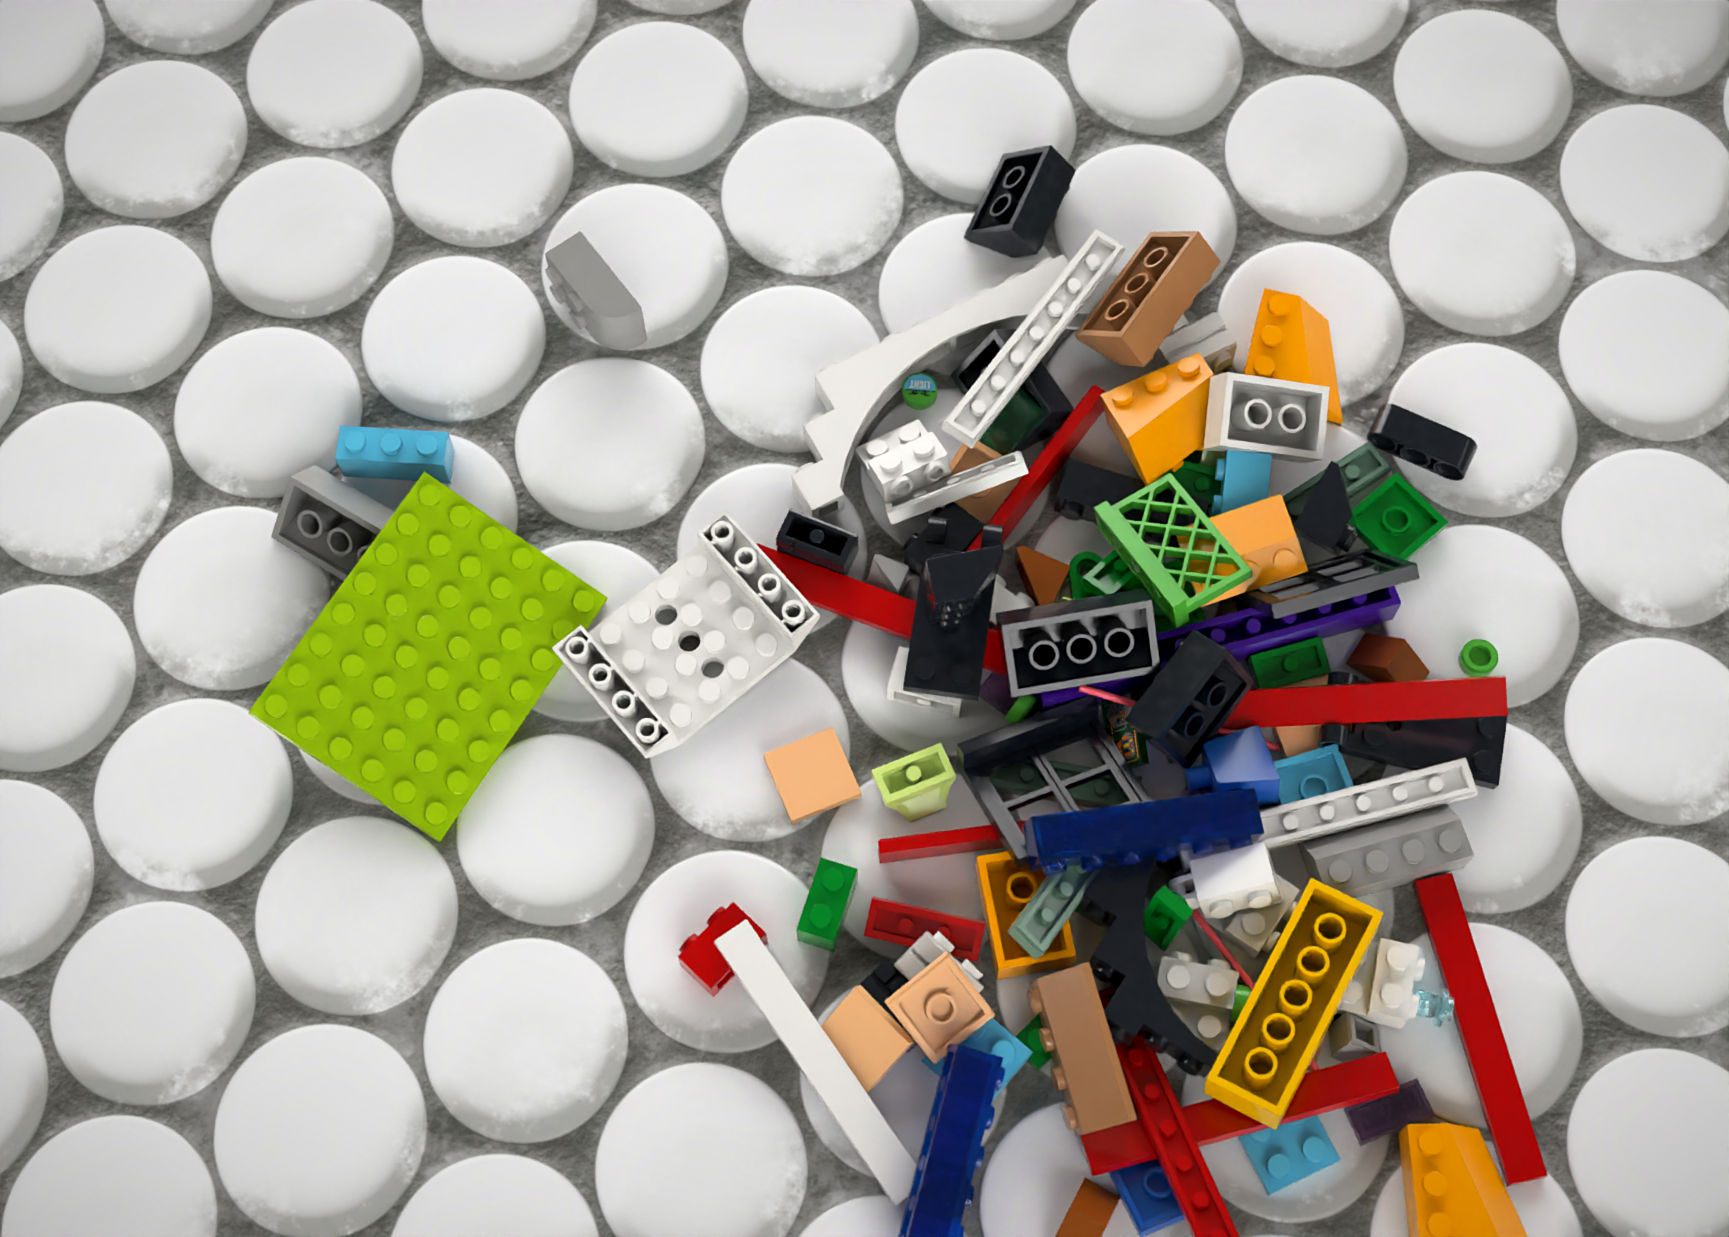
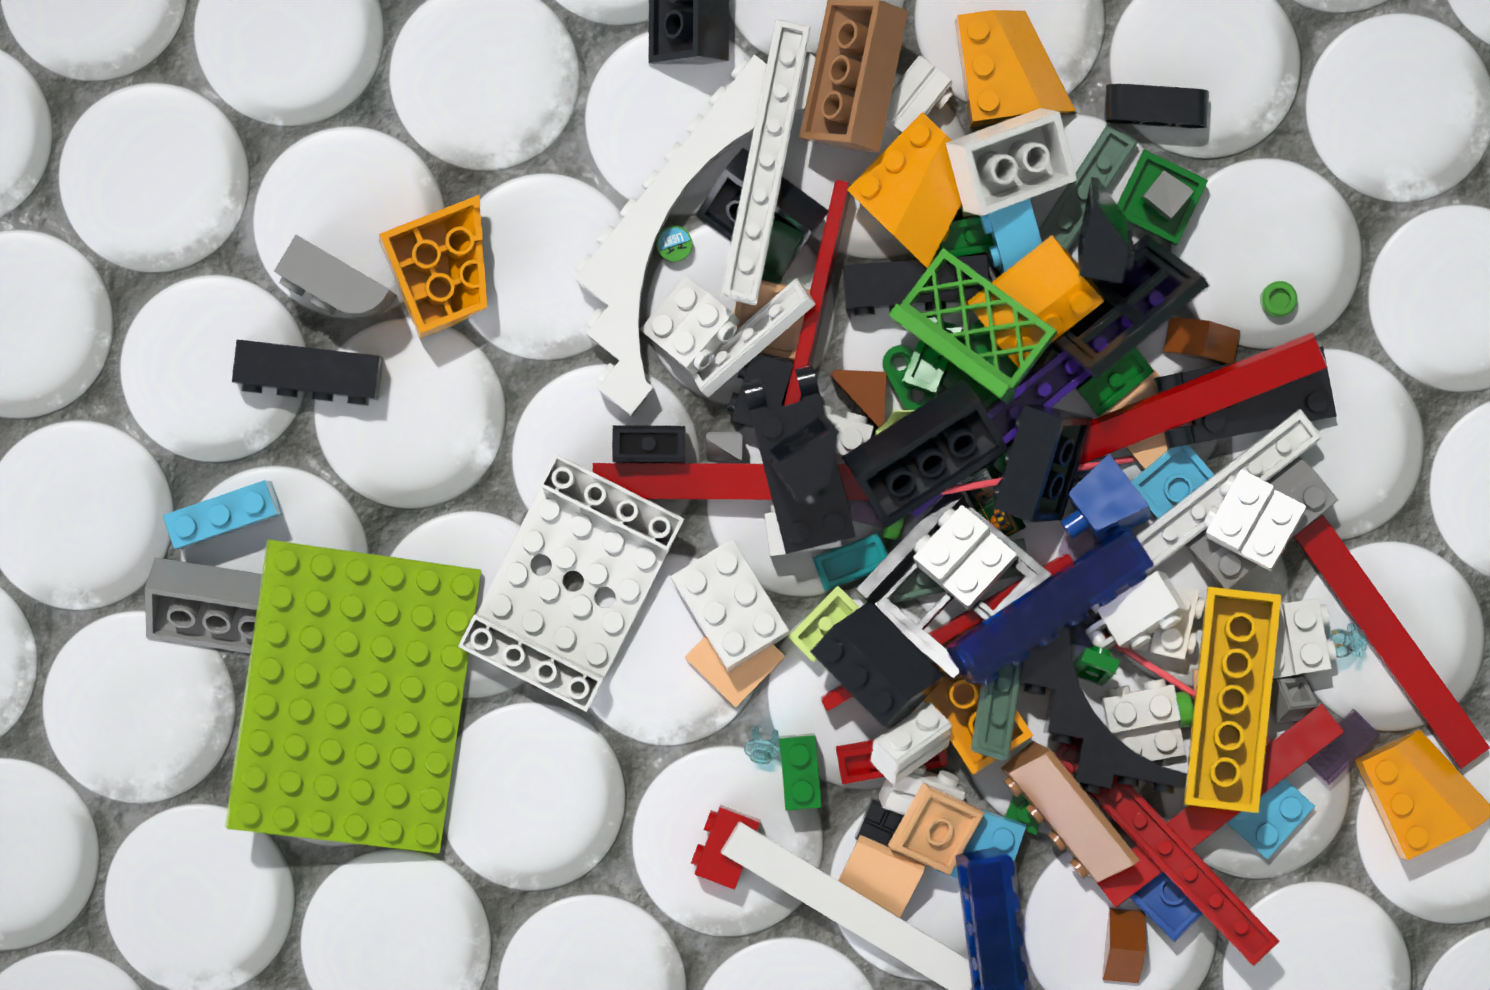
camera: 25 degrees left, 20 degrees up
(535, 365) = (307, 370): none -> black brick
(695, 320) = (439, 266): none -> light orange wedge
(798, 869) = (762, 751): none -> clear light blue plate
(828, 718) = (730, 605): none -> white brick
(948, 820) = (878, 664): none -> black slope
(949, 908) = (911, 743): none -> white brick
(958, 727) = (850, 561): none -> teal tile
(1075, 757) = (963, 556): none -> white plate
(1380, 833) = (1254, 520): none -> white plate
(1403, 516) = (1167, 195): none -> light grey slope

